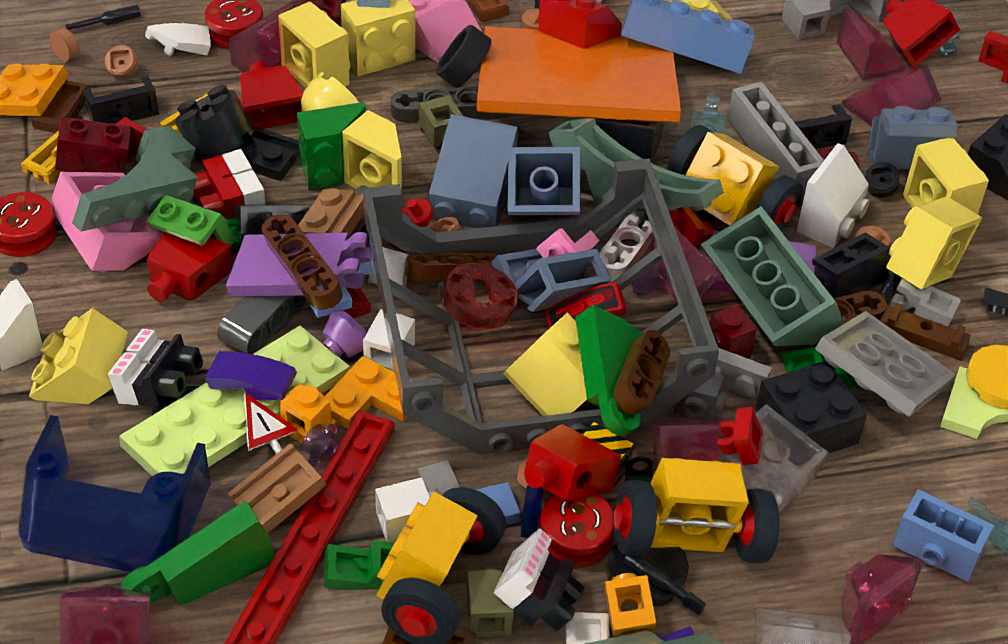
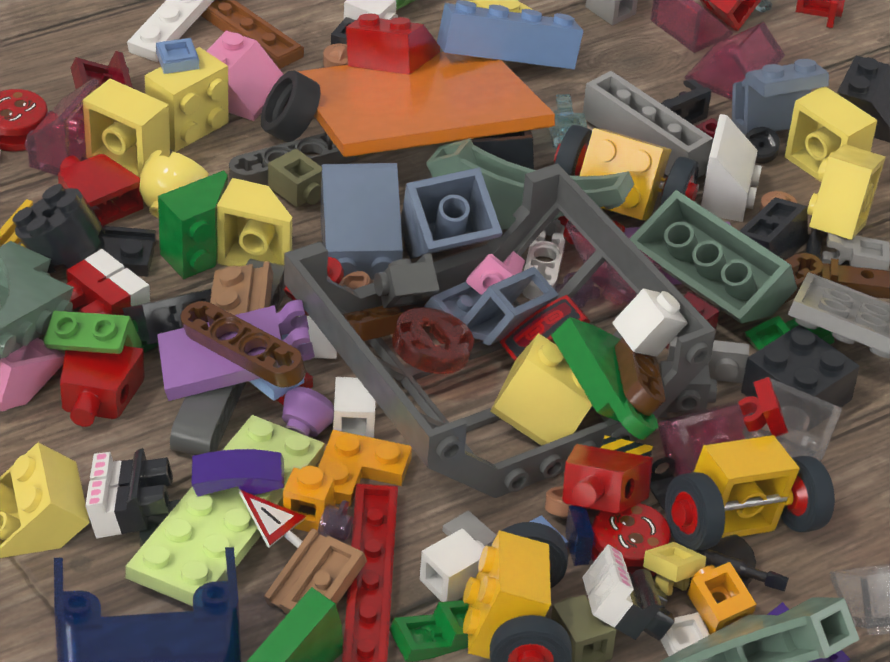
camera: 20 degrees left, 5 degrees down
(479, 237) = (407, 282): none -> dark grey brick
(599, 562) = (673, 566): none -> light yellow tile
(665, 327) = (650, 322): none -> white brick

